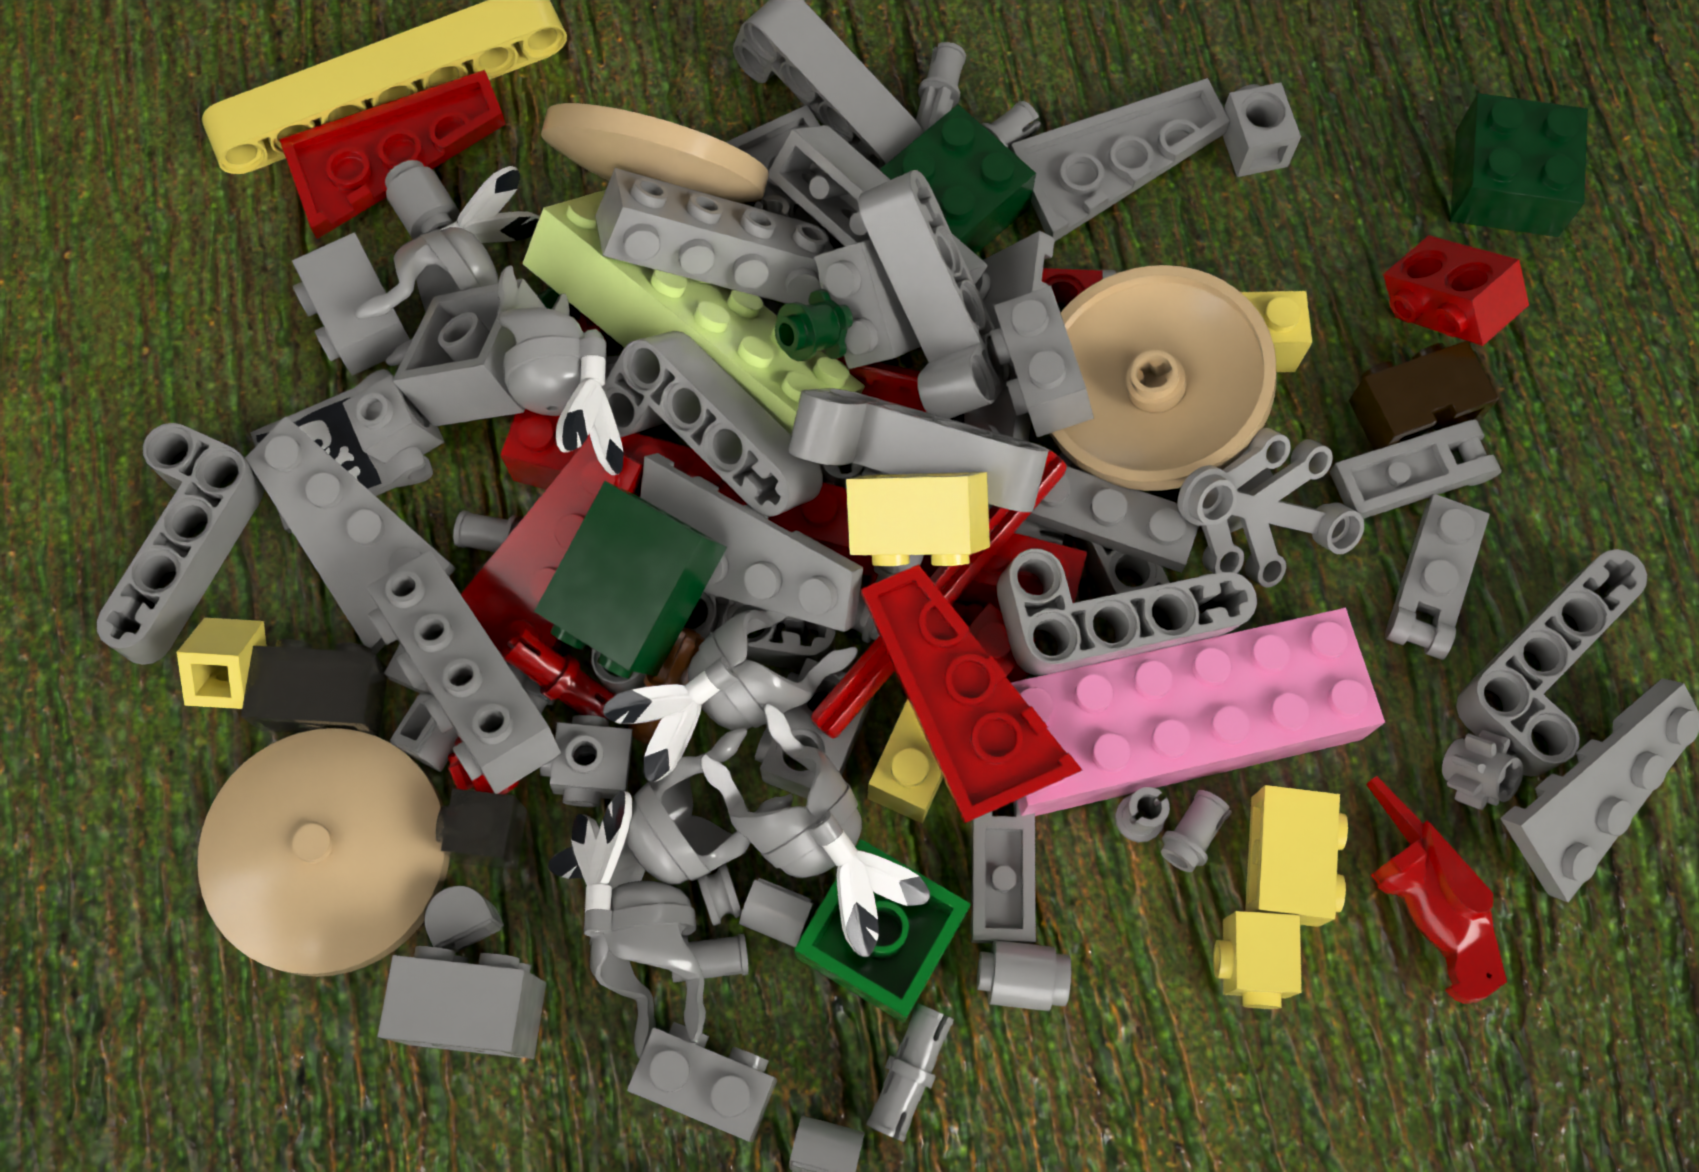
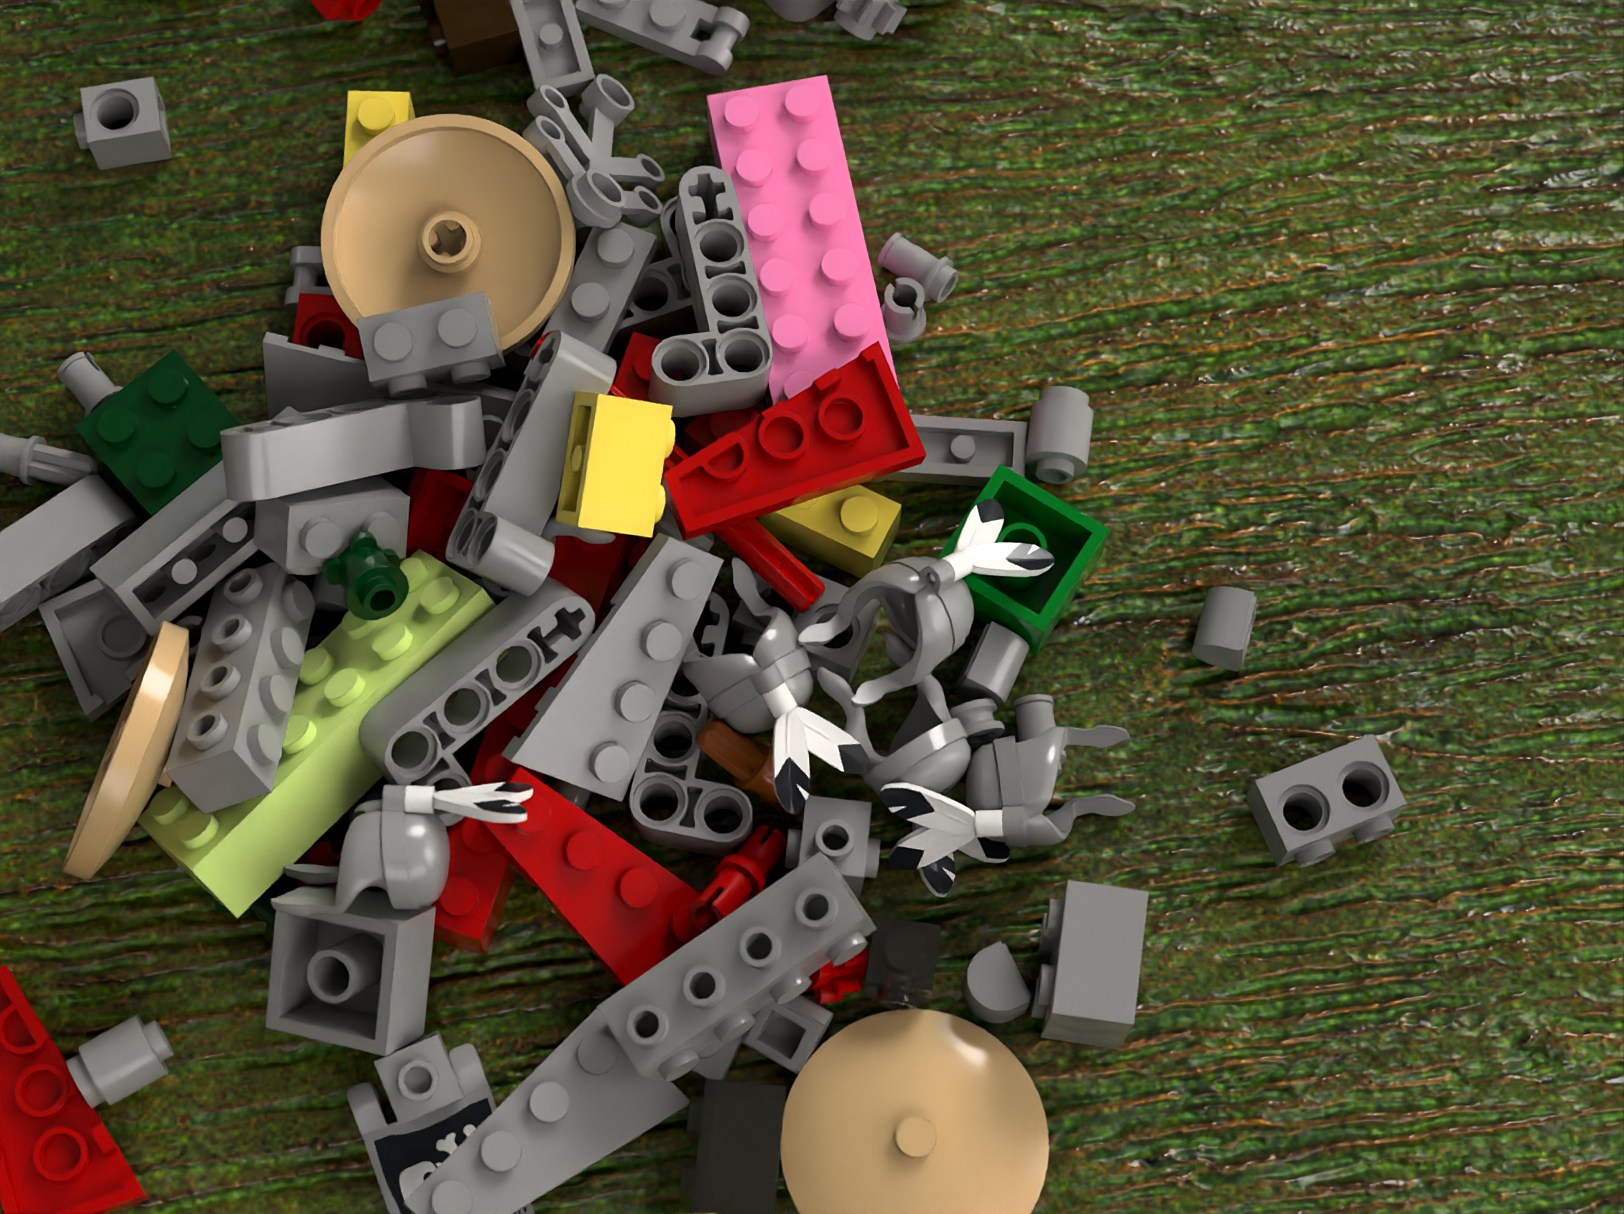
camera: 90 degrees left, 0 degrees up
(334, 285) = (258, 1136): light grey brick -> none
(454, 255) = (218, 1011): light grey hair -> none
(482, 531) = (558, 967): light grey pin -> none
(629, 582) = (654, 780): dark green brick -> none
(704, 1084) = (1165, 738): light grey brick -> none
(910, 1072) = (1154, 549): light grey pin -> none
(1117, 152) = (136, 274): light grey wing -> none
(1259, 958) = (1045, 220): light yellow brick -> none
(1296, 854) = (947, 180): light yellow brick -> none
(1443, 901) = (992, 54): red animal -> none

